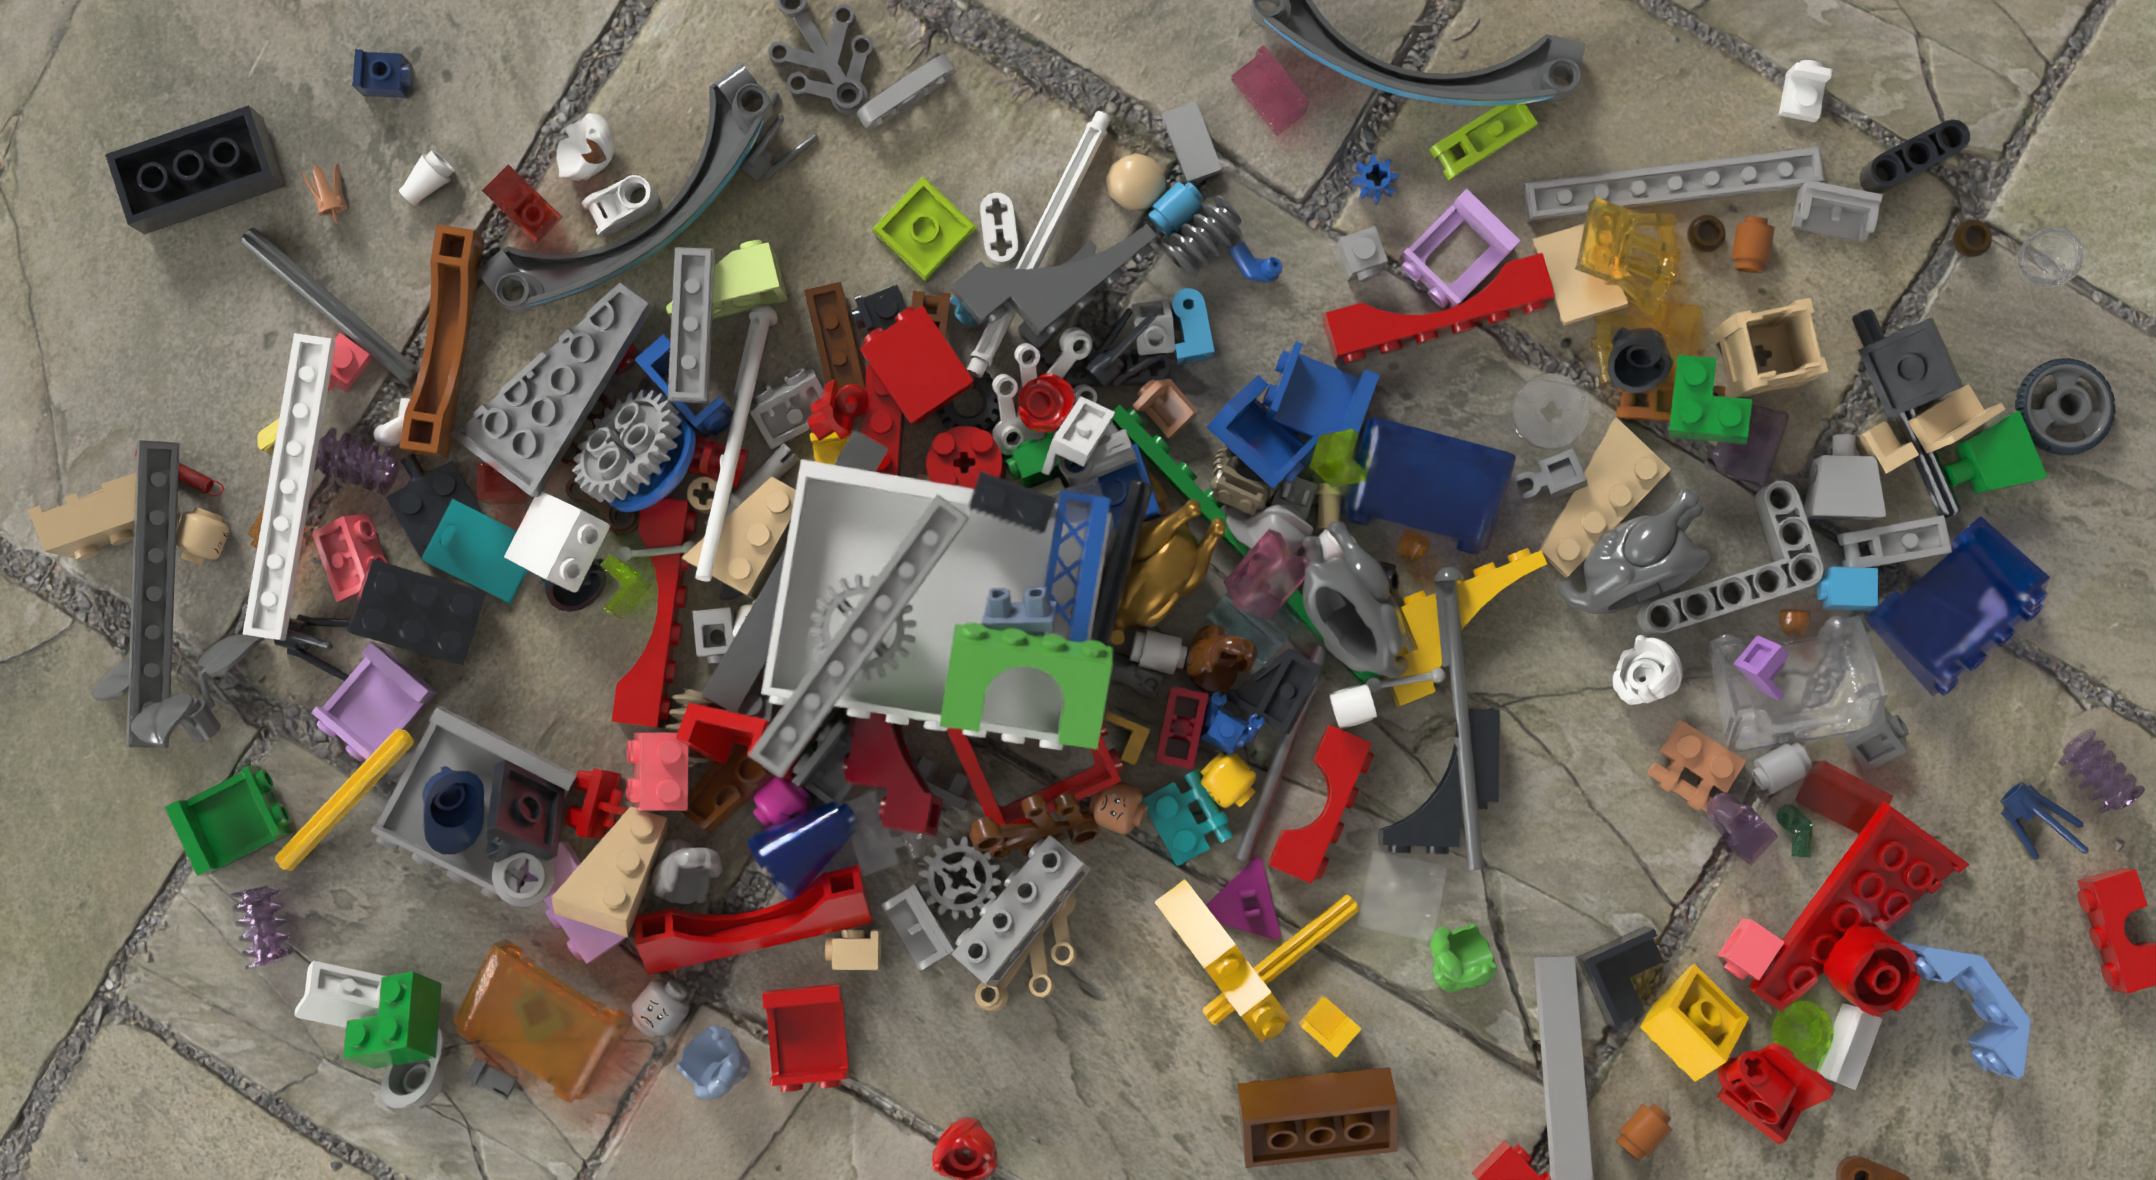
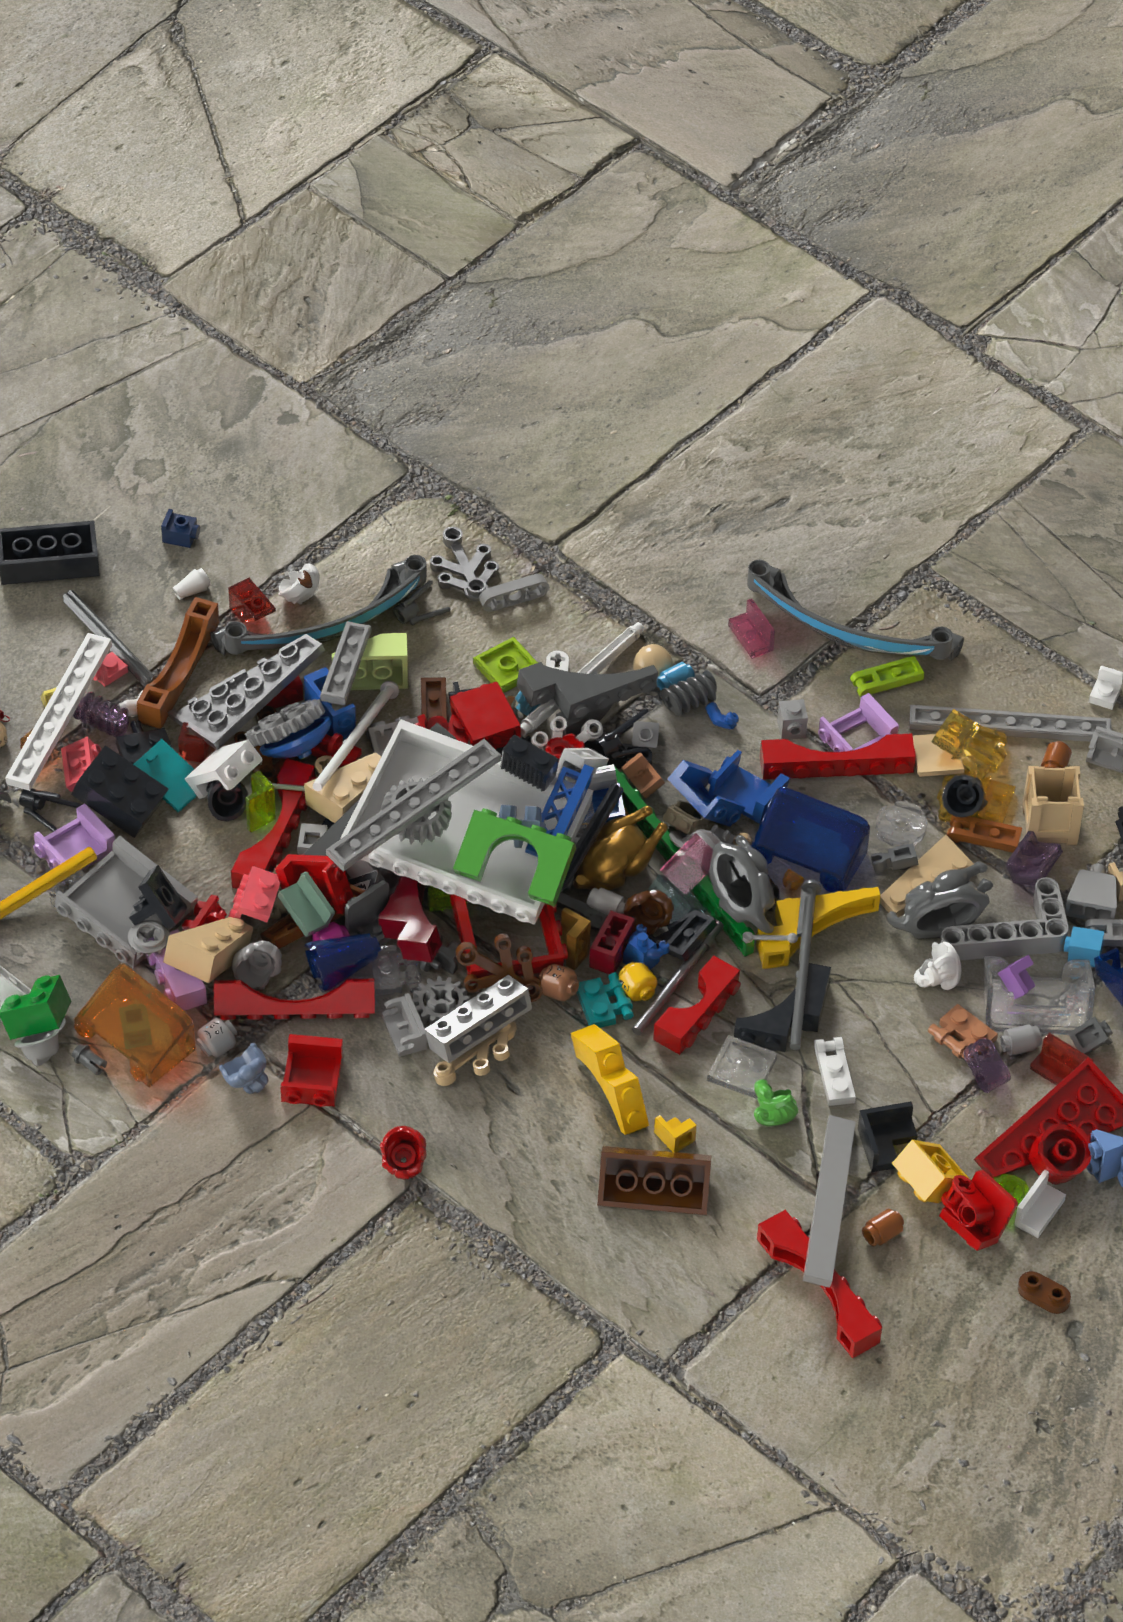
camera: 10 degrees right, 35 degrees down
(327, 202) = (126, 584): nougat piece -> none
(453, 810) = (113, 894): dark blue piece -> none
(618, 205) = (313, 613): white piece -> none
(733, 781) = (307, 905): none -> sand green panel
(854, 950) = (358, 1030): tan brick -> none
(1191, 142) = (694, 649): light grey tile -> none
(1191, 315) = (671, 744): dark azure leg -> none
(1247, 902) = (638, 1057): magenta piece -> none
(1290, 951) = (657, 1086): yellow axle -> none
(1334, 460) = (750, 813): clear neon green panel -> none
(1353, 706) = (732, 946): white piece -> none
(1381, 172) = (810, 684): blue gear -> none
(1530, 872) = (834, 1072): none -> white plate
(1700, 414) = (1002, 826): green brick -> none
(1706, 233) = (1026, 750): dark brown plate -> none
(1749, 950) = (978, 1135): coral brick -> none
(1794, 620) = (1046, 962): clear orange hinge -> none
(1799, 827) = (1027, 1078): clear green arm -> none

